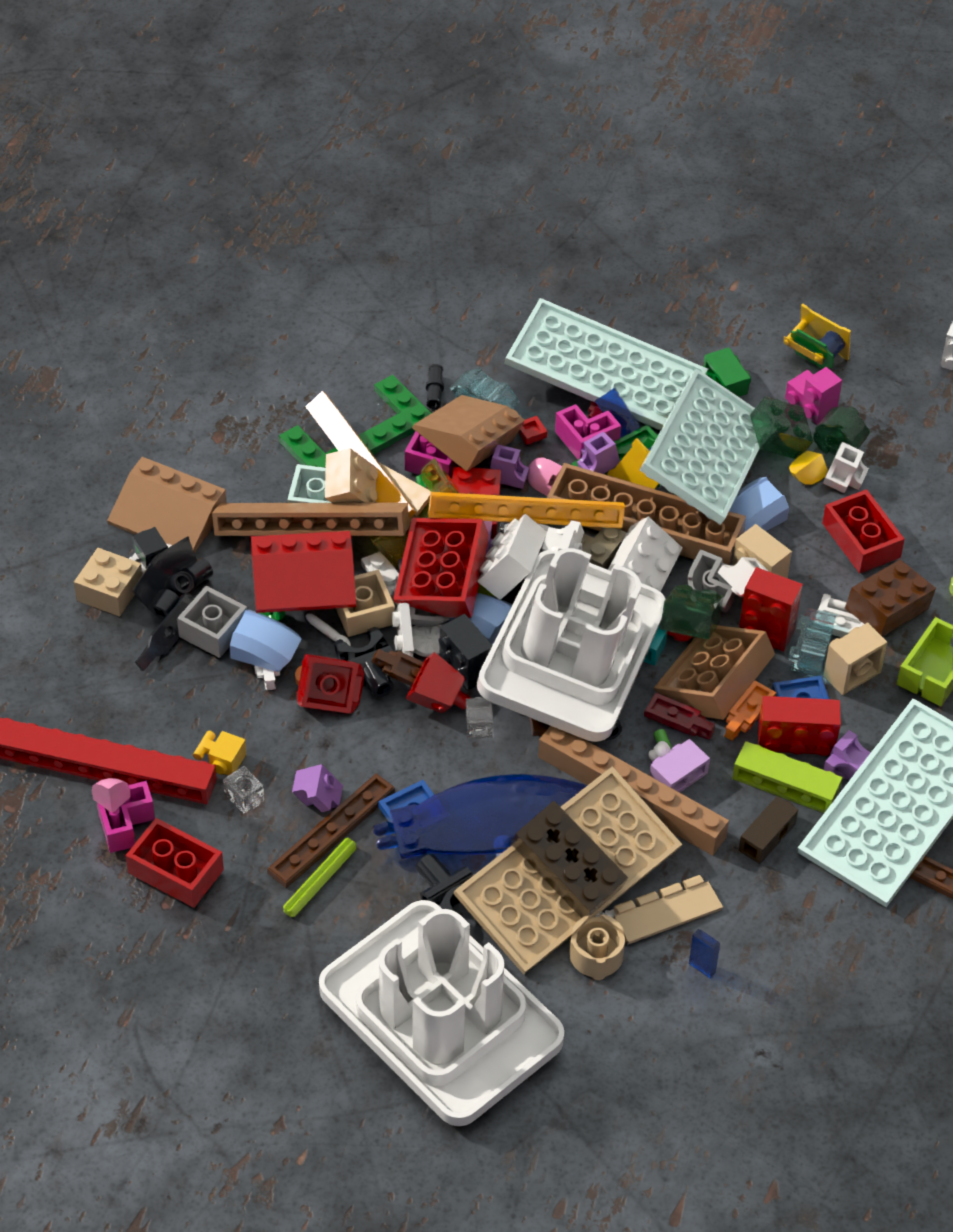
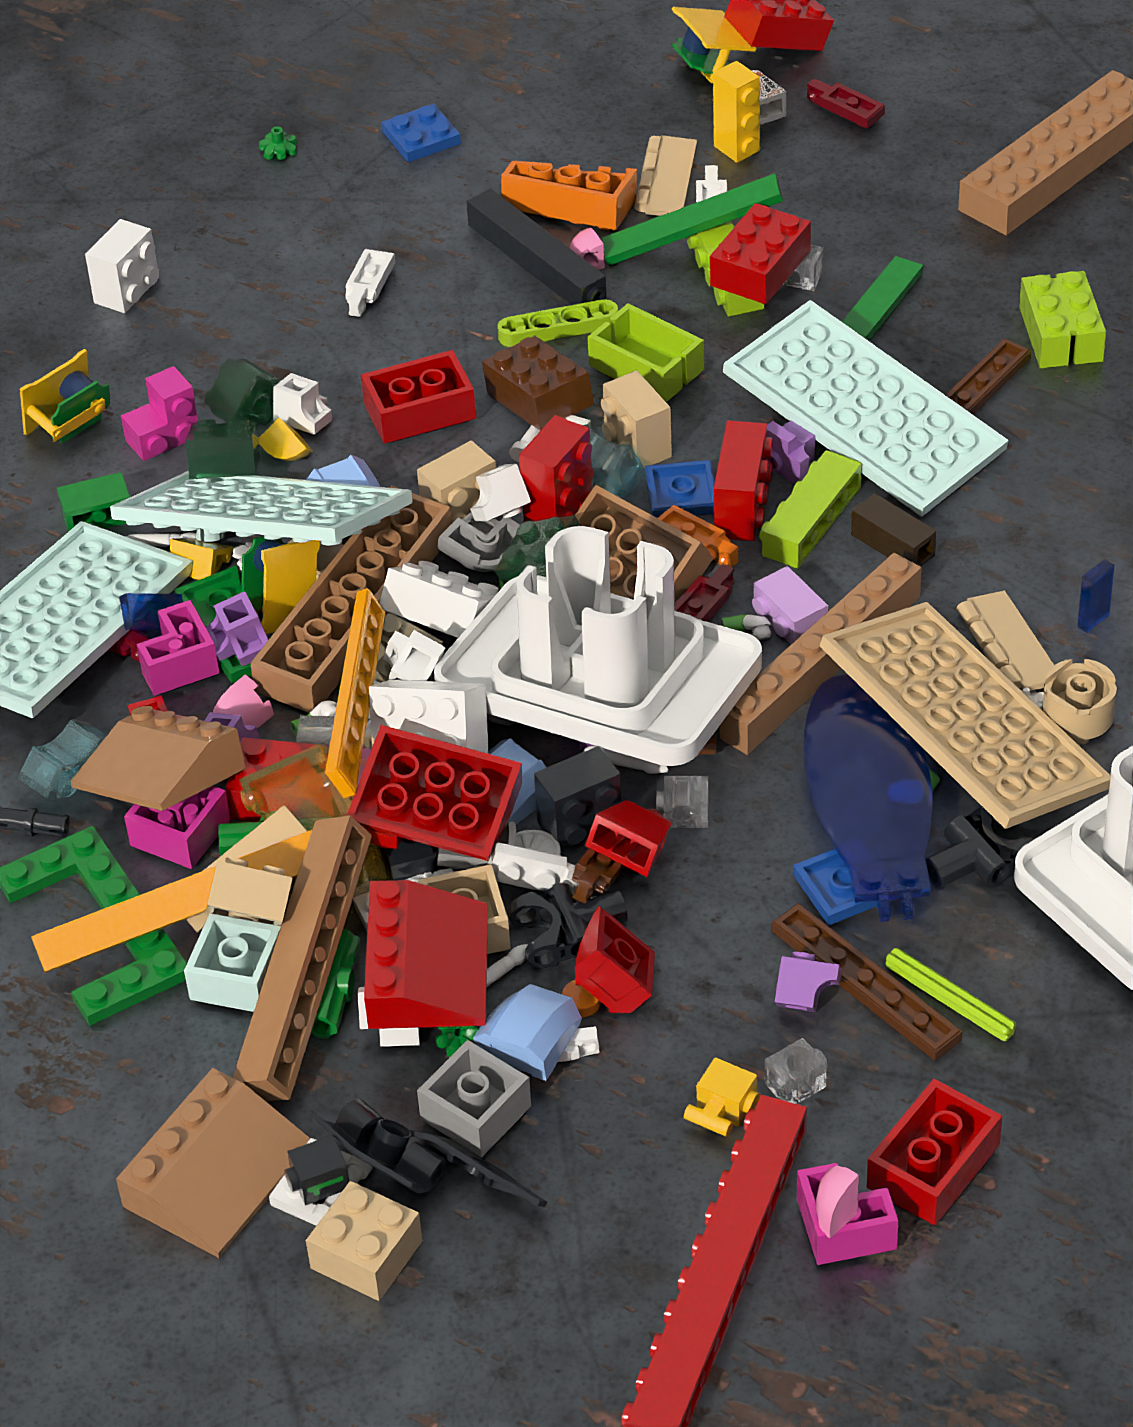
camera: 80 degrees left, 5 degrees down
(574, 844) = (971, 692): dark brown brick -> none

